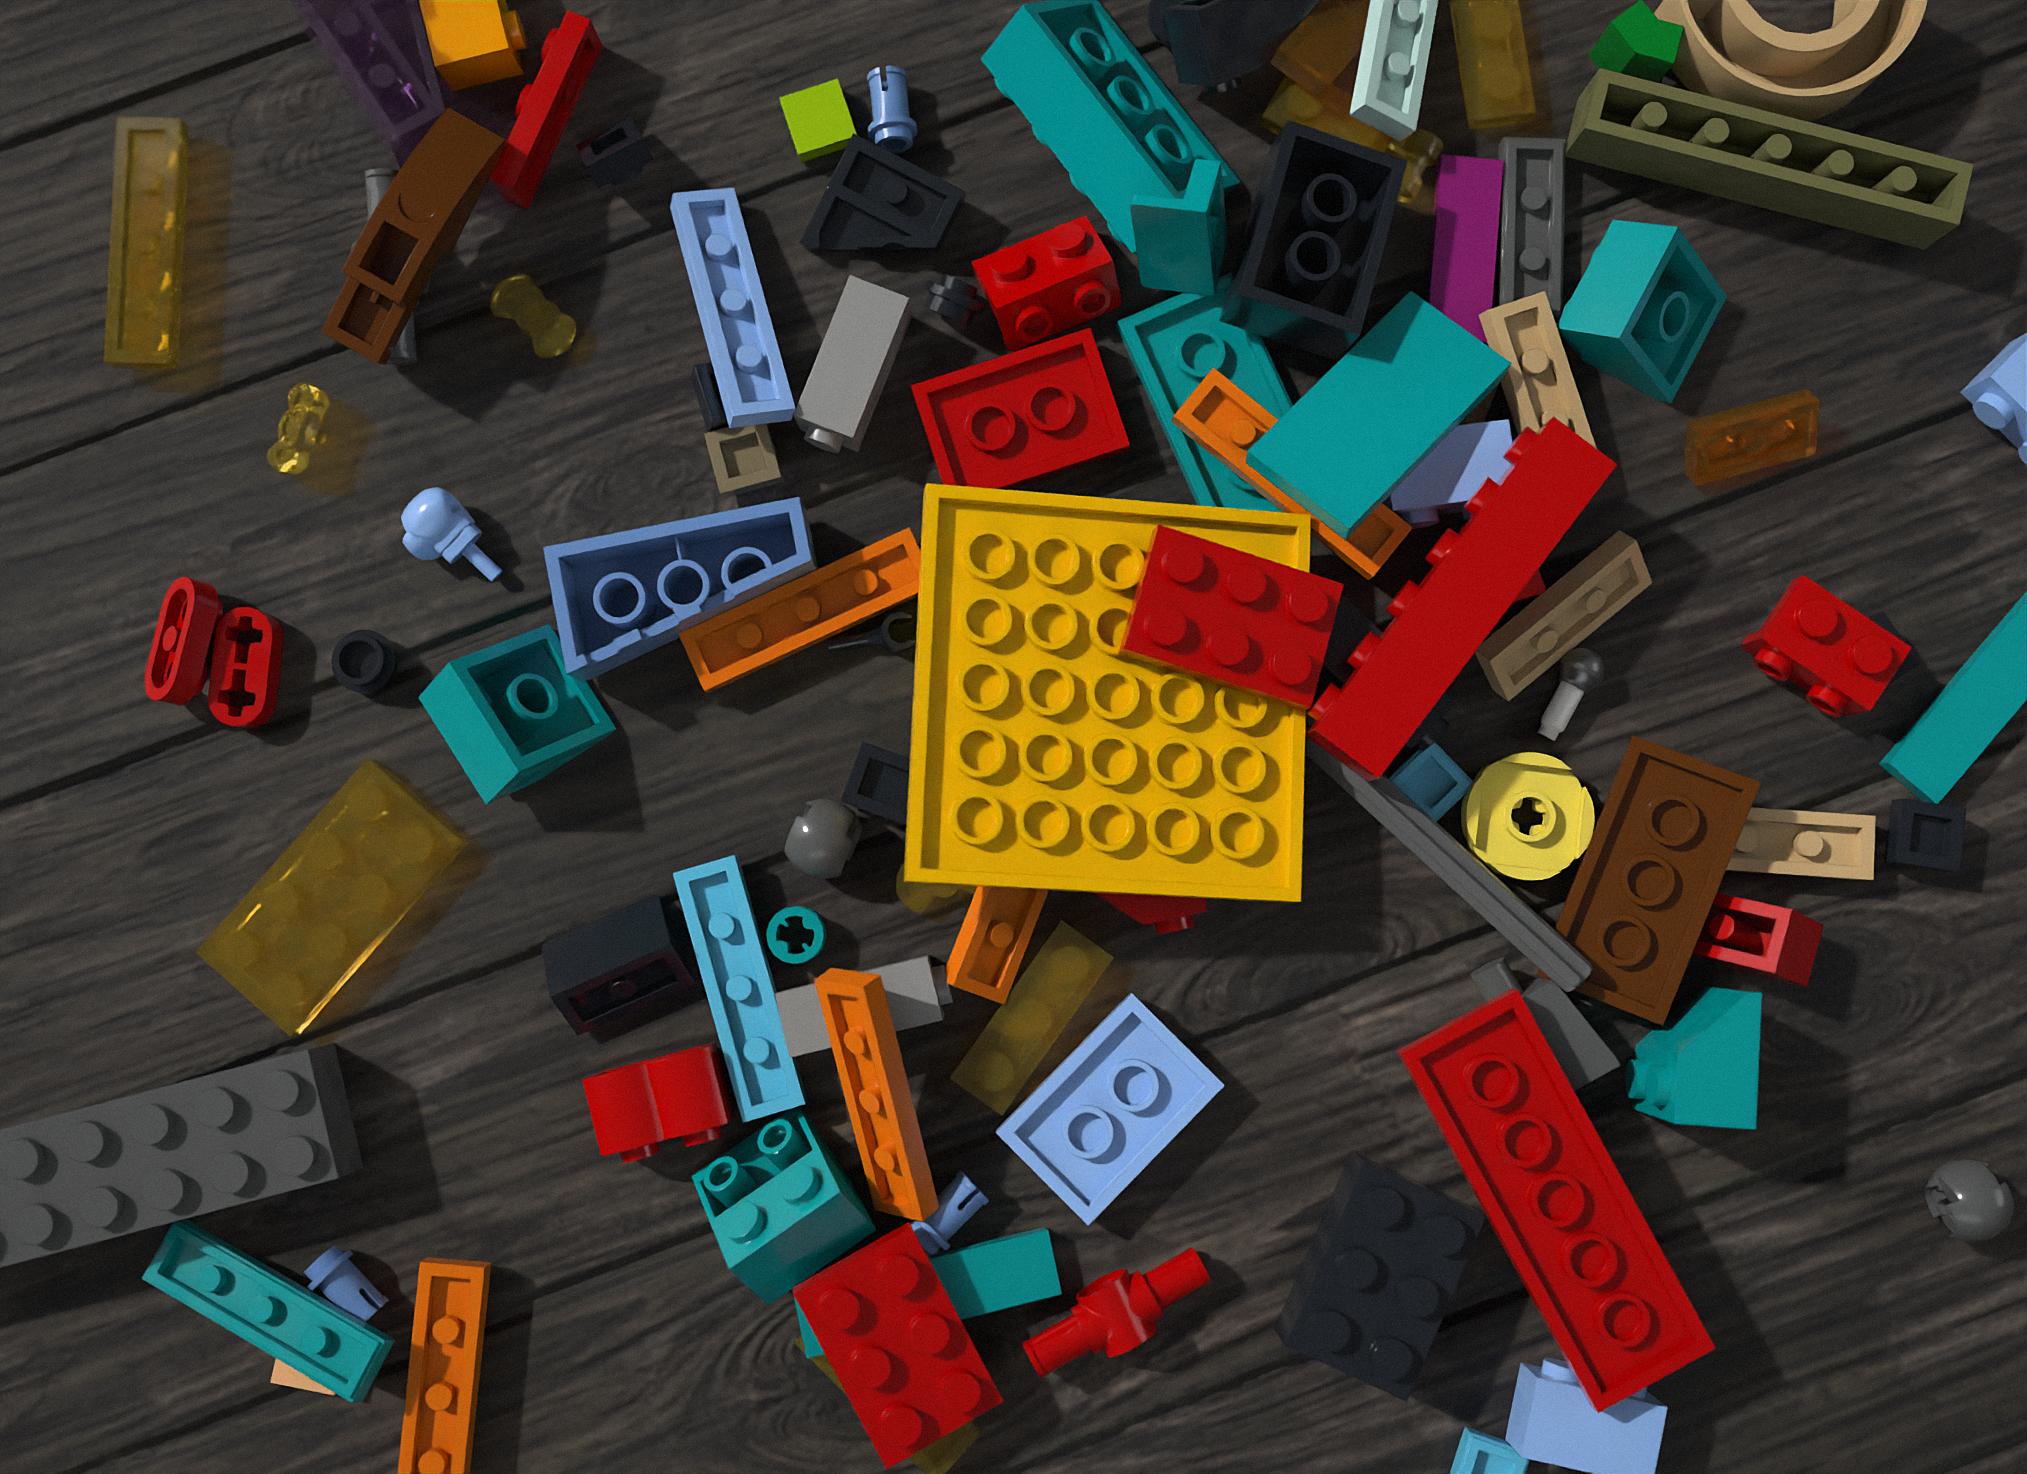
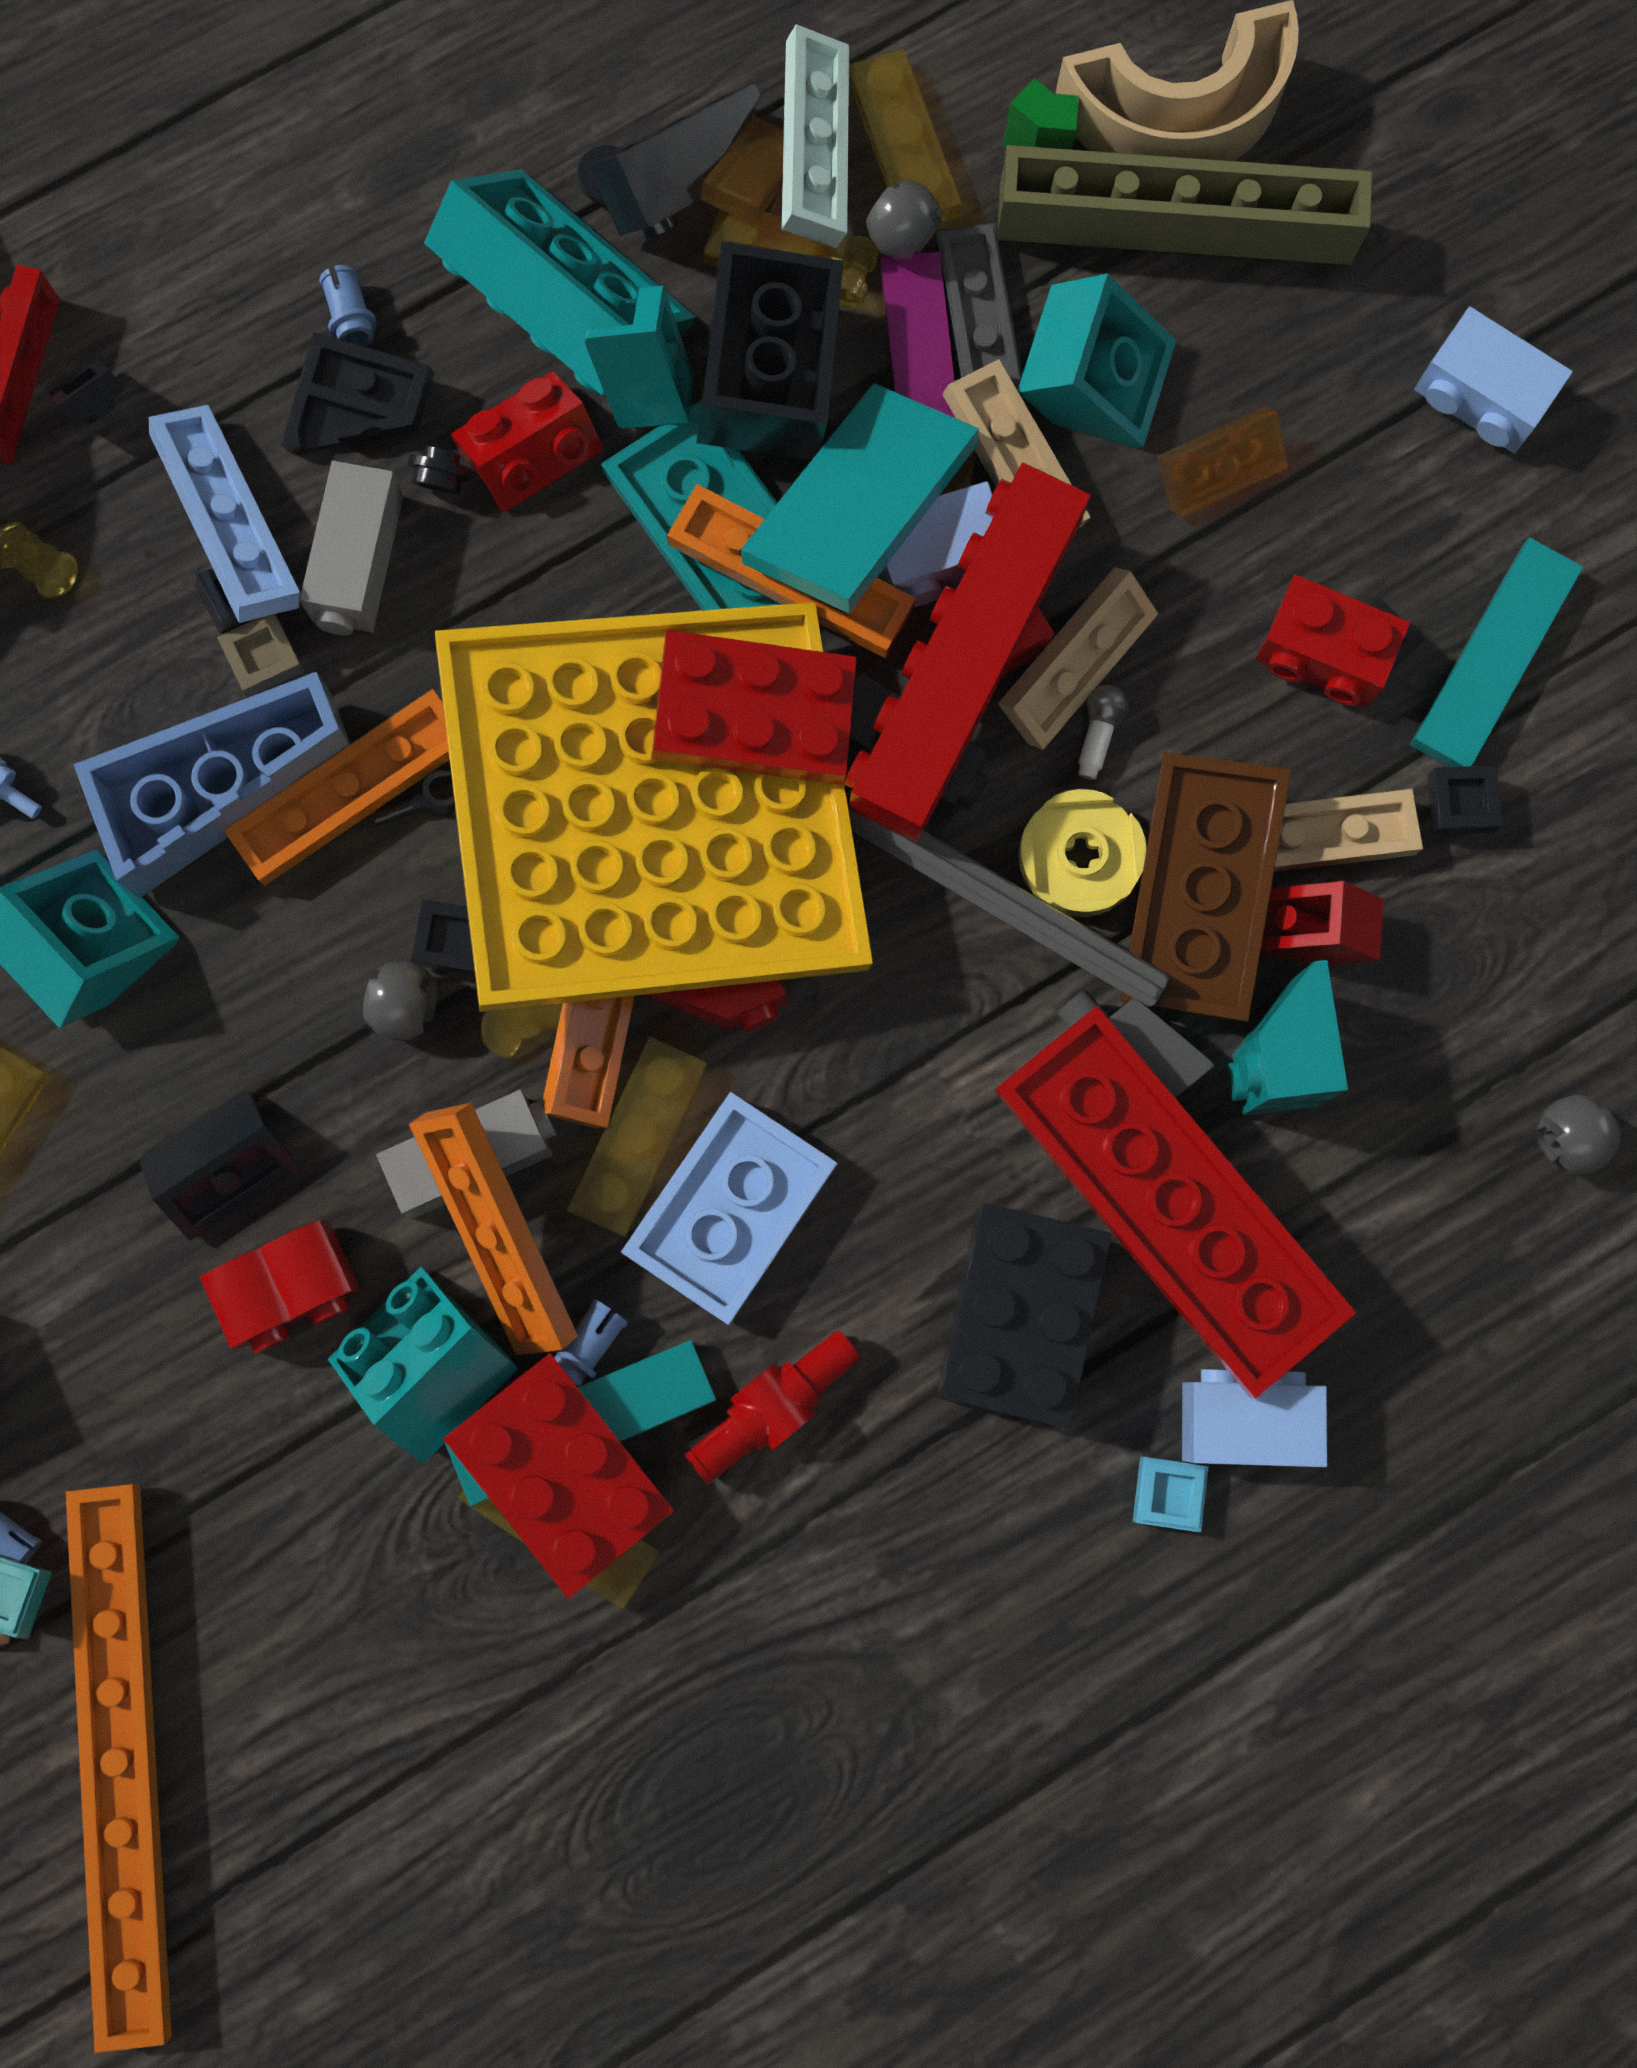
camera: 15 degrees left, 5 degrees down
(739, 987) = (343, 1161): medium azure plate -> none
(782, 948) = (379, 1116): teal bush -> none
(818, 120) = (279, 329): lime tile -> none
(1022, 415) = (526, 562): red plate -> none
(1431, 780) = (985, 836): medium azure tile -> none
(1475, 124) = (903, 219): none -> dark grey piece

